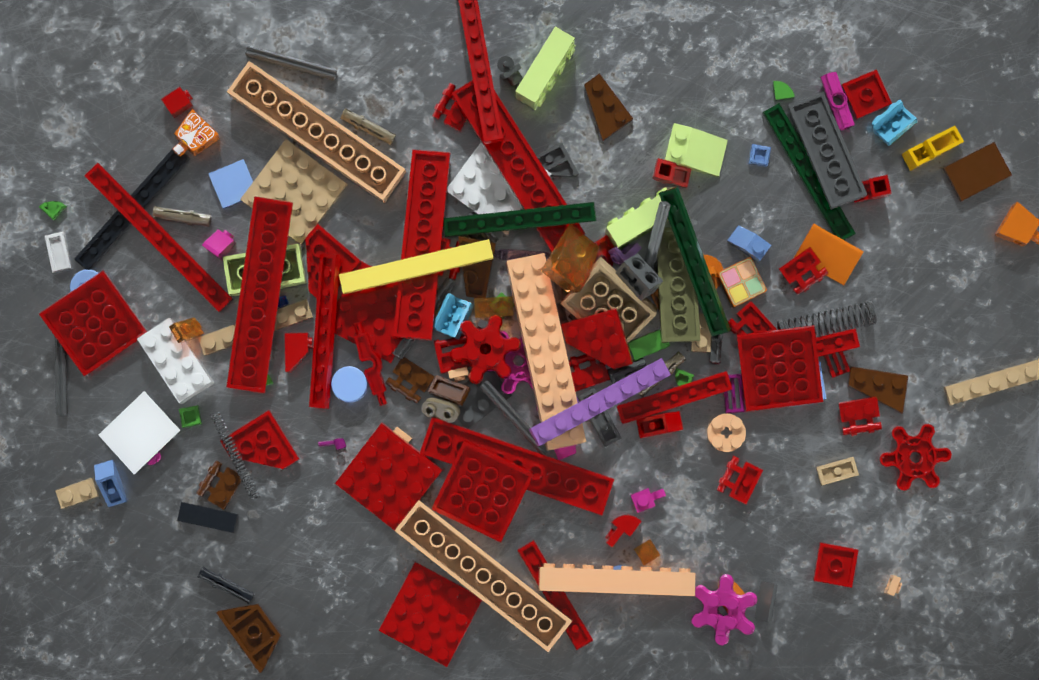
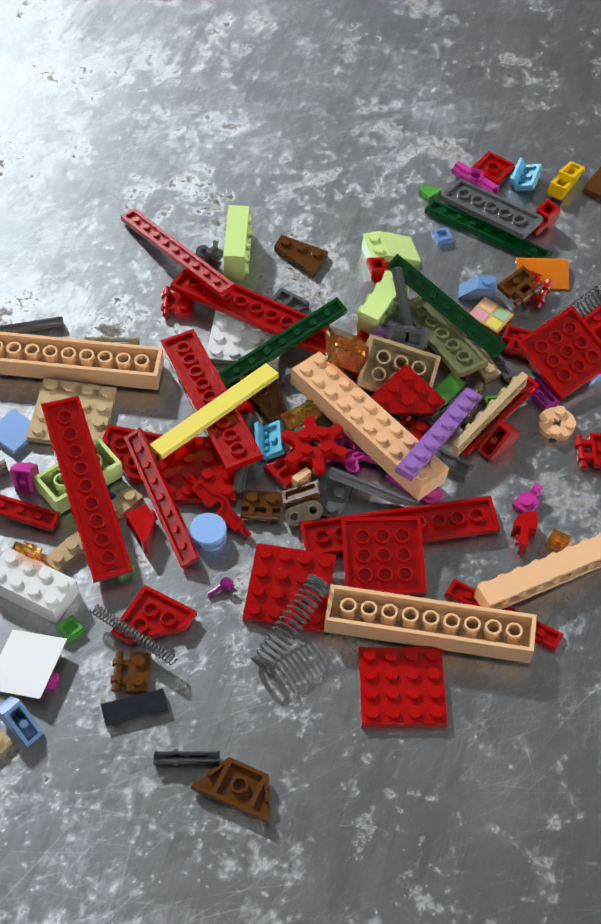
camera: 30 degrees left, 30 degrees down
(402, 491) = (314, 583): none -> dark grey piece
(654, 401) = (492, 409): none -> tan plate
(786, 261) = (518, 281): none -> reddish brown plate

